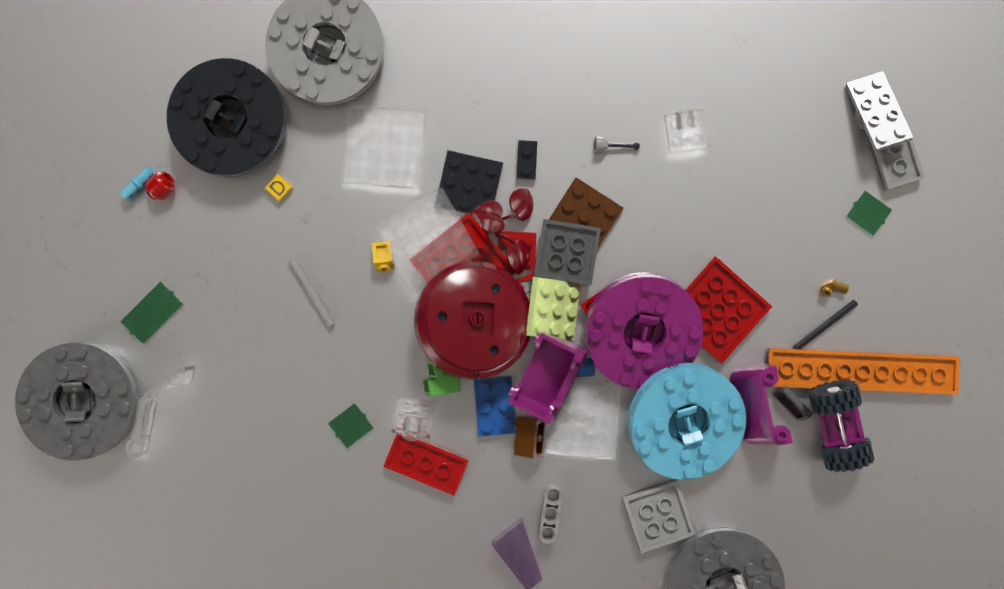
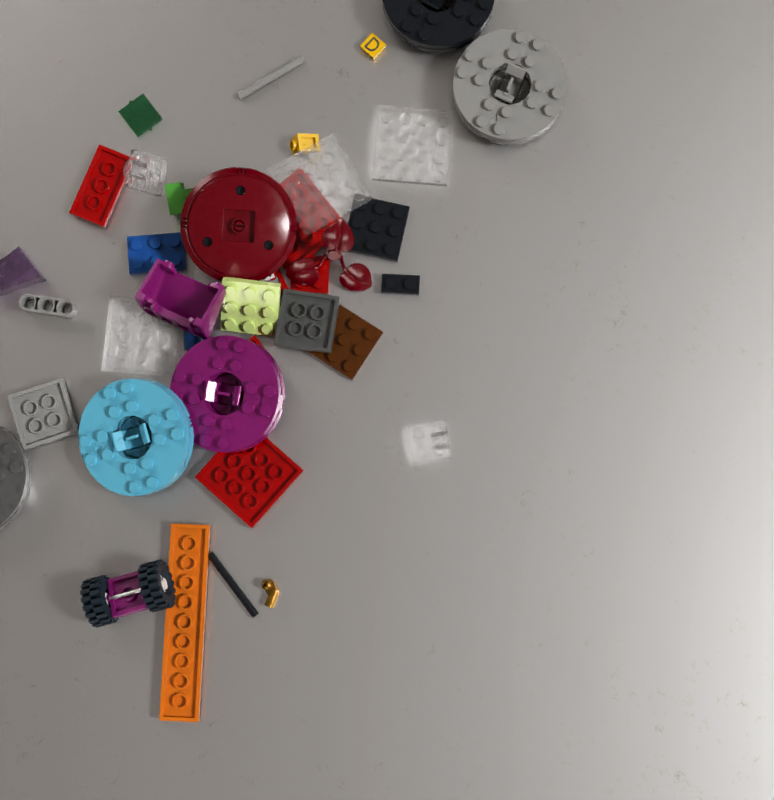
camera: 90 degrees right, 5 degrees down
(529, 437) = (122, 284): reddish brown brick -> none
(602, 144) = (415, 357): hinge -> none
(751, 386) = (174, 502): magenta windscreen -> none
(793, 404) = (153, 548): dark grey tile -> none
(869, 213) = (347, 630): clear green piece -> none
(878, 111) = (449, 637): plate -> none
(899, 165) = (403, 658): light grey plate -> none

